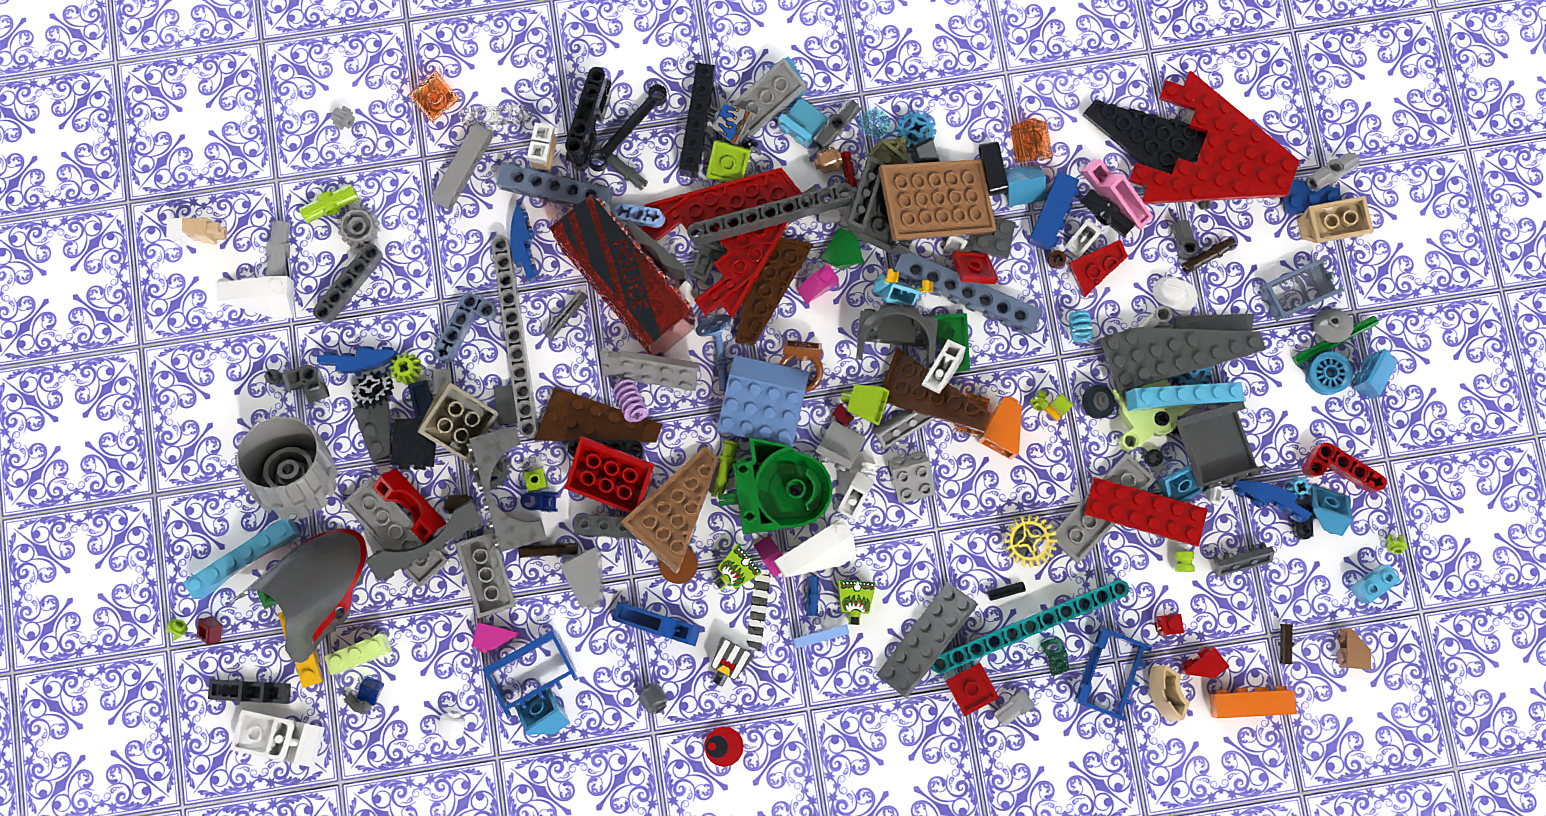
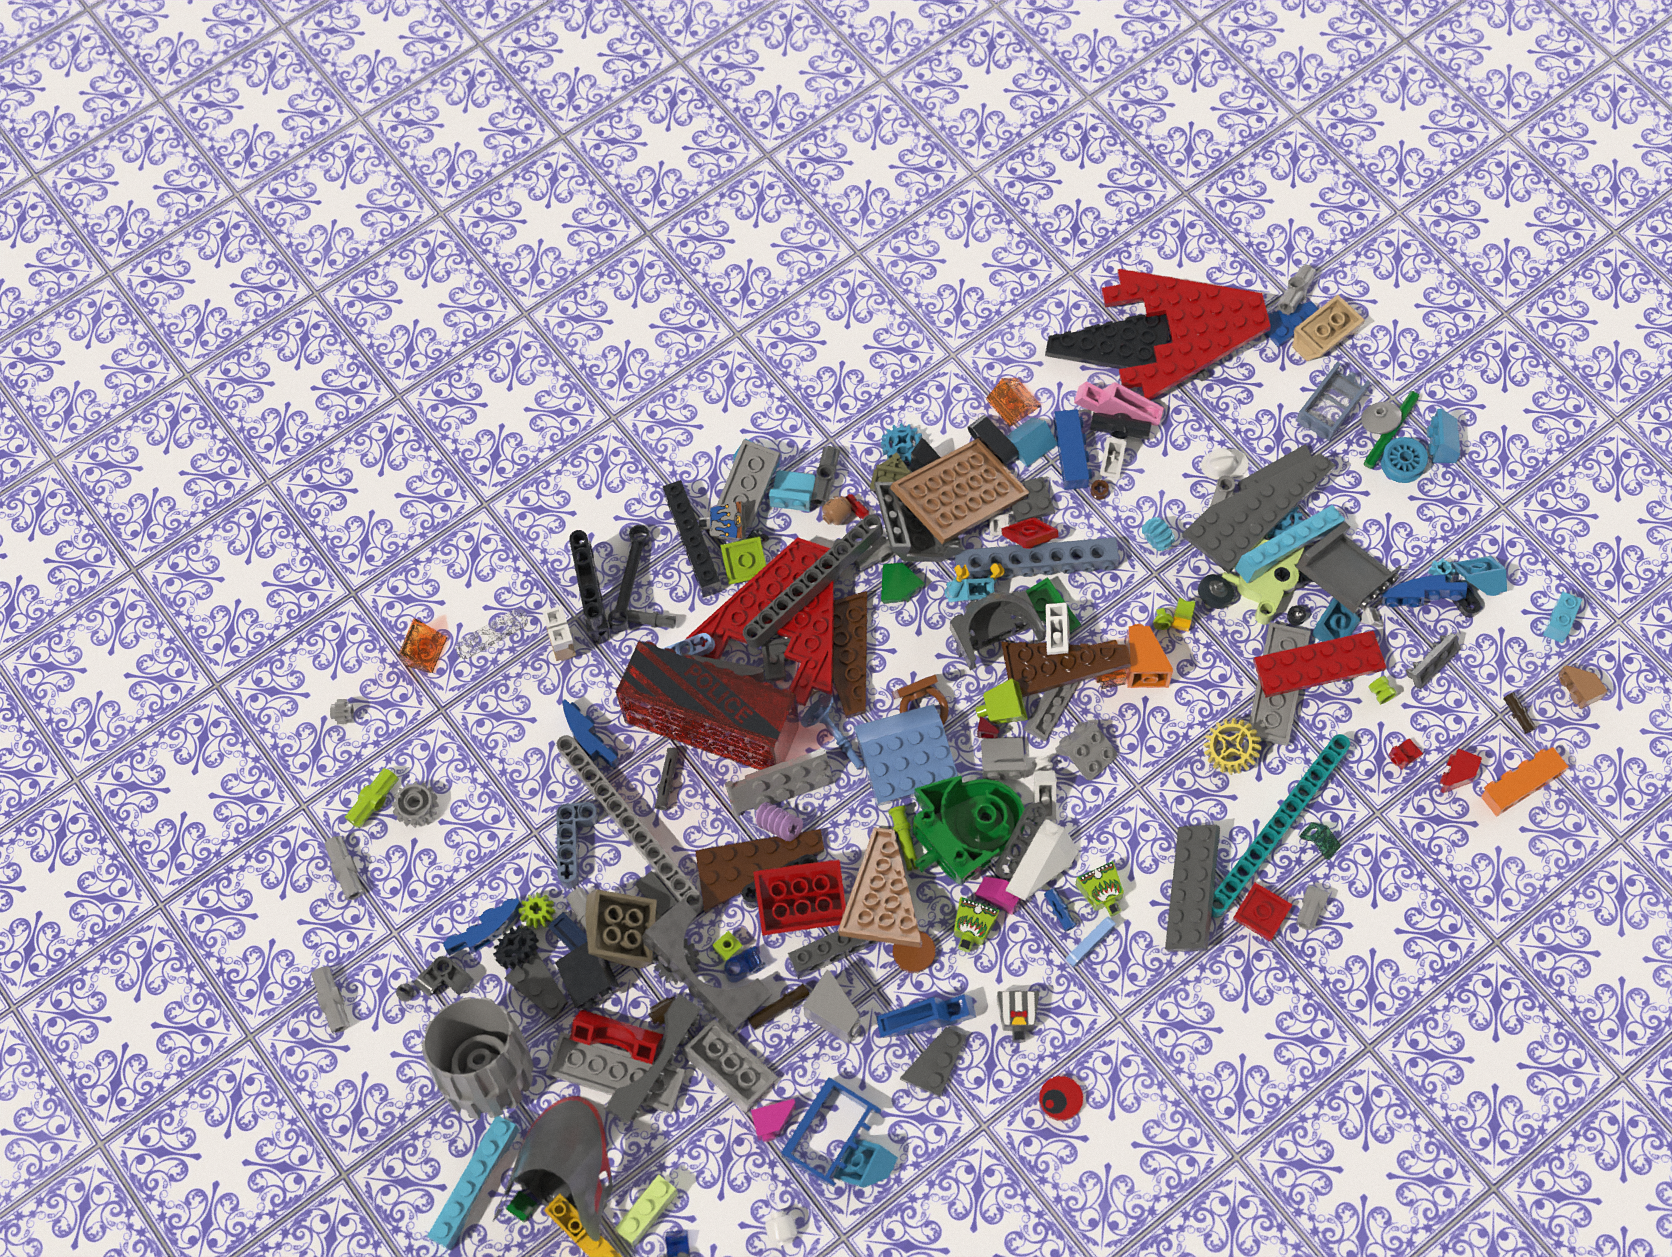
camera: 25 degrees left, 15 degrees down
(192, 229) = (251, 890): tan hips -> none
(212, 351) = (330, 999): none -> light grey piece
(262, 295) = (351, 919): white wedge -> none
(347, 293) = (433, 871): dark grey beam -> none
(462, 166) = (486, 695): light grey beam -> none
(511, 171) = (580, 678): sand blue brick -> none
(644, 663) = (936, 1063): none -> dark grey wing
(653, 698) = (965, 1090): dark grey head -> none
(758, 612) = (1017, 954): sticker -> none
(809, 522) = (1017, 838): none -> dark grey beam
(818, 284) = (893, 624): dark pink slope -> none
(872, 130) = (862, 464): clear light blue gear -> none
(1006, 591) = (1238, 805): black axle -> none
(1084, 687) = (1364, 850): blue hinge -> none
(1095, 266) = (1139, 476): red wing -> none
(1167, 693) = (1442, 813): tan brick -> none
(1184, 237) = (1204, 412): dark grey piece -> none
(1214, 252) = (1237, 409): dark brown pin -> none
(1350, 463) = (1498, 532): red beam -> none
(1396, 547) = (1559, 575): lime plate -> none

